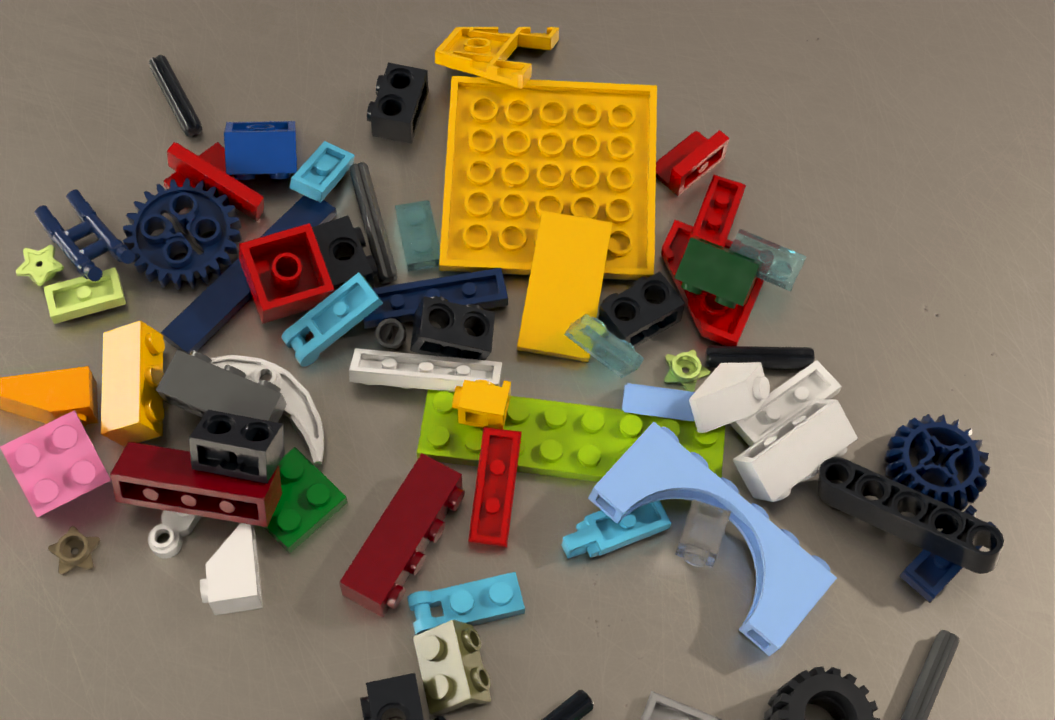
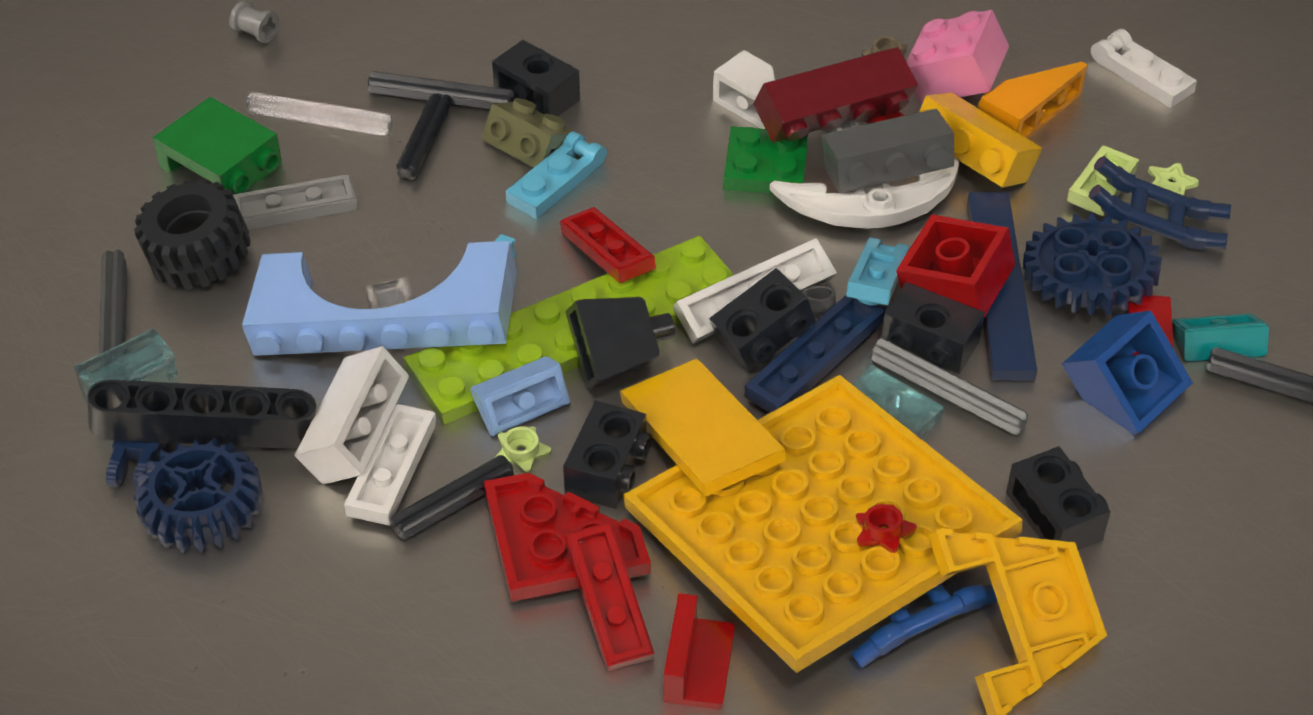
camera: 145 degrees right, 15 degrees down
(155, 138) = (1236, 333): none -> teal slope
(199, 170) = (1093, 310): red tile -> none
(237, 446) = (821, 93): black brick -> none
(322, 171) = (1042, 383): medium azure plate -> none
(402, 536) = (650, 178): dark red brick -> none
(482, 403) = (671, 269): yellow brick -> none
(535, 117) = (883, 516): none -> red plate
(565, 383) = (615, 336): none -> black torso
(604, 346) = (612, 384): clear light blue plate -> none
(718, 272) = (550, 500): dark green brick -> none
(729, 395) = (452, 413): white slope -> none
(779, 264) = (513, 560): clear light blue plate -> none
(942, 606) = (128, 361): none -> clear light blue hinge

